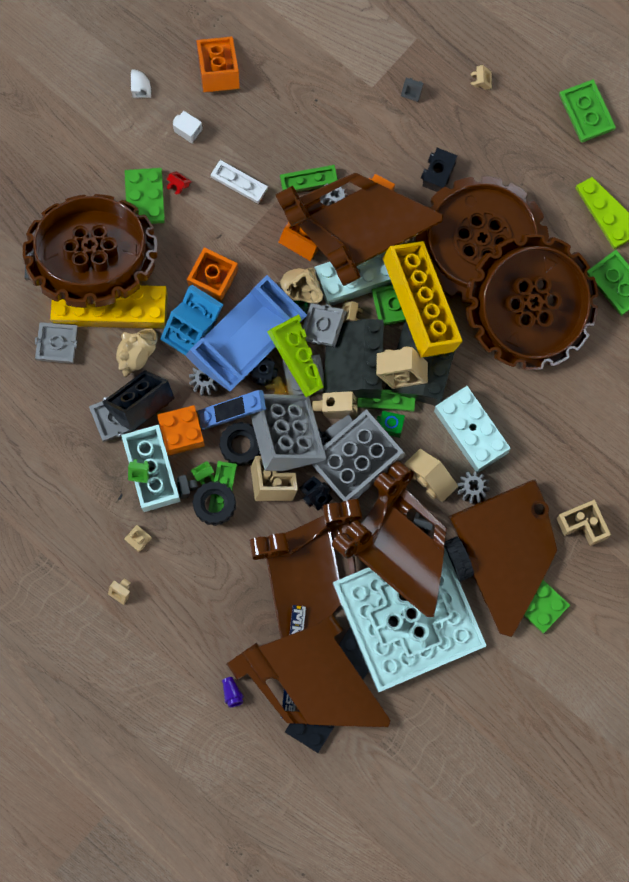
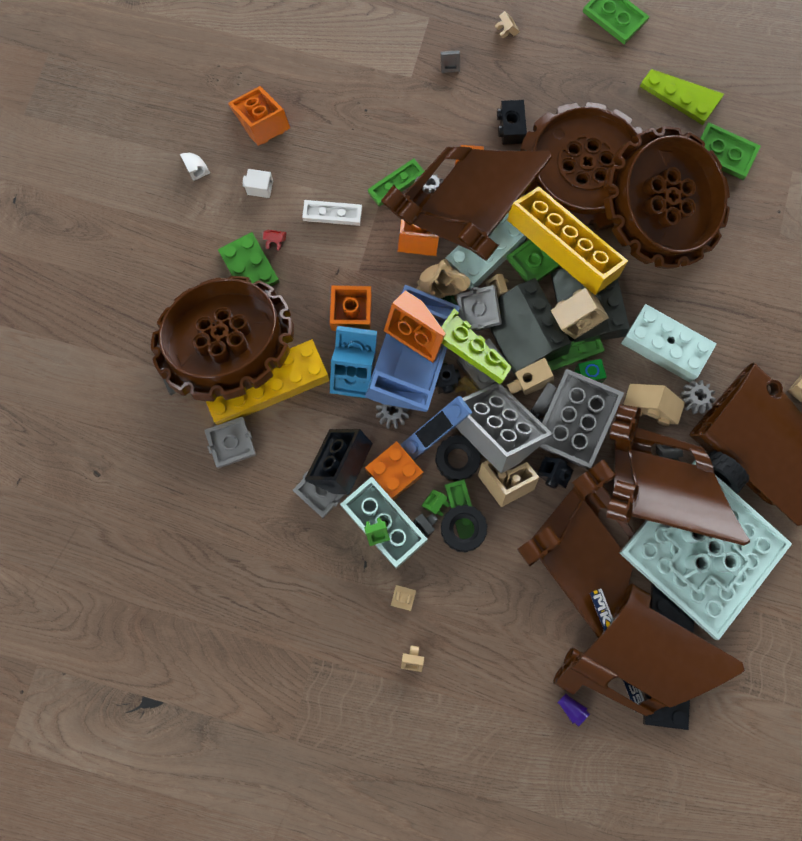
camera: 25 degrees left, 0 degrees up
(135, 350) = (312, 414): tan head -> none
(254, 313) = (415, 326): none -> orange slope

